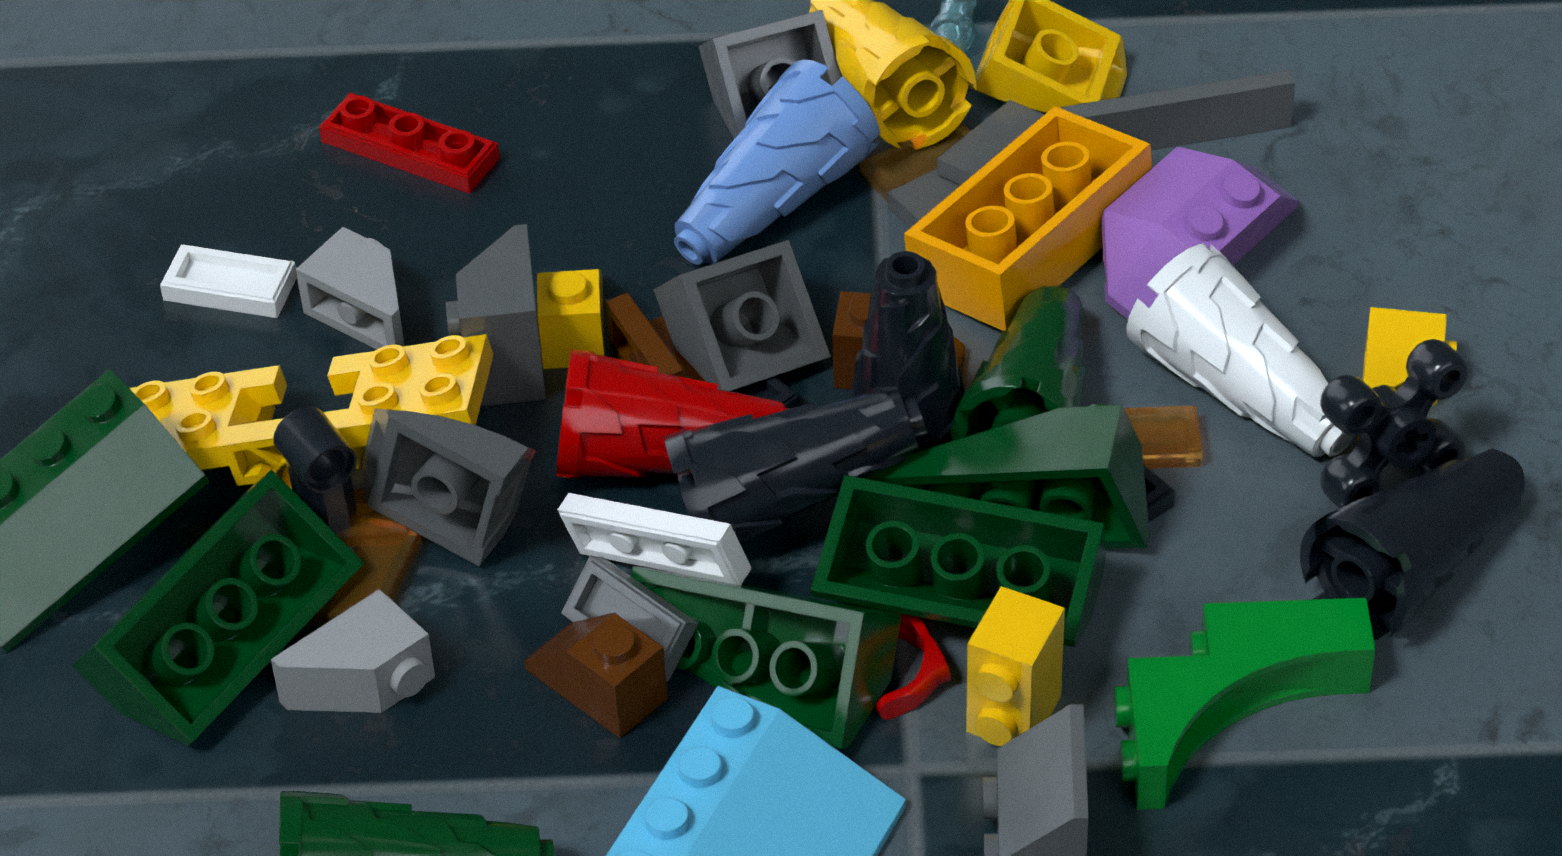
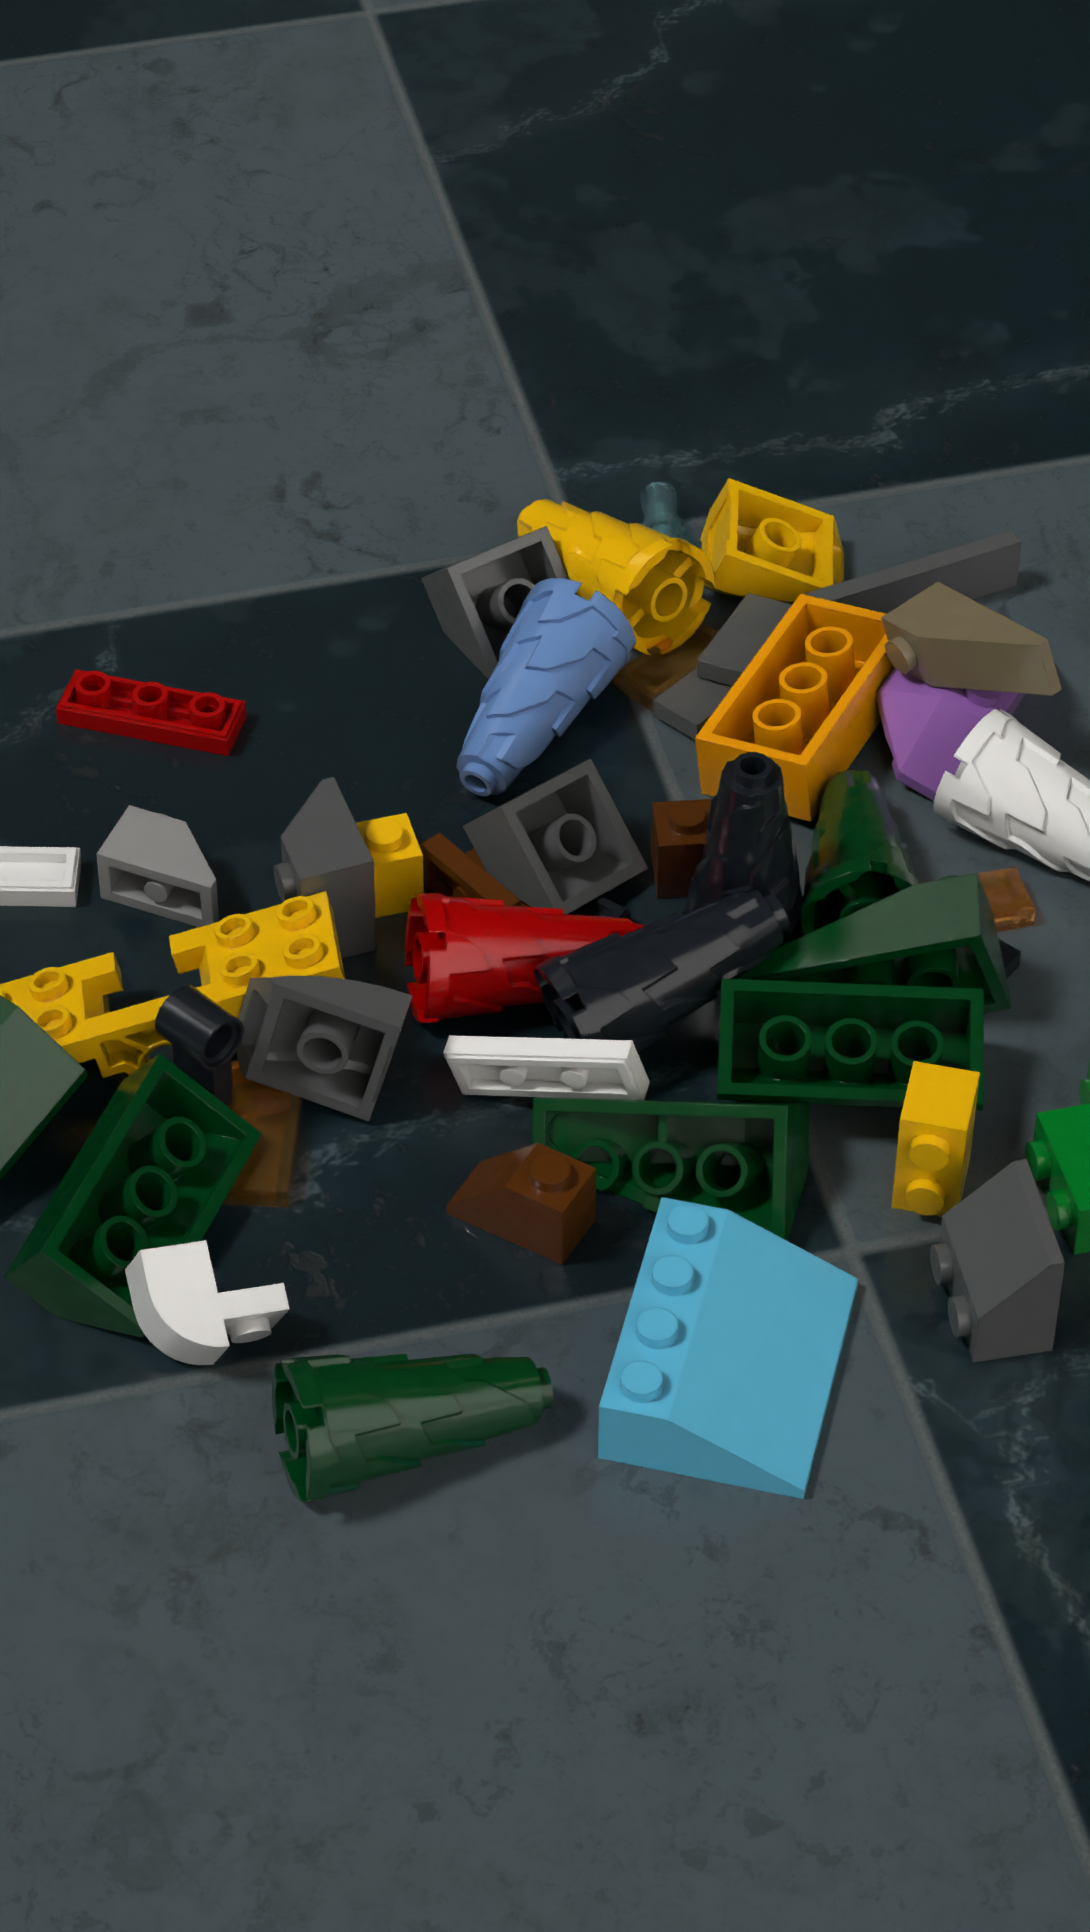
camera: 15 degrees left, 0 degrees up
(228, 734) = (186, 1315): none -> white brick
(356, 661) = (288, 1229): light grey slope -> none
(608, 589) = (514, 1125): dark grey tile -> none
(932, 672) = (846, 1148): red cap -> none
(1189, 176) = (967, 645): none -> dark tan slope

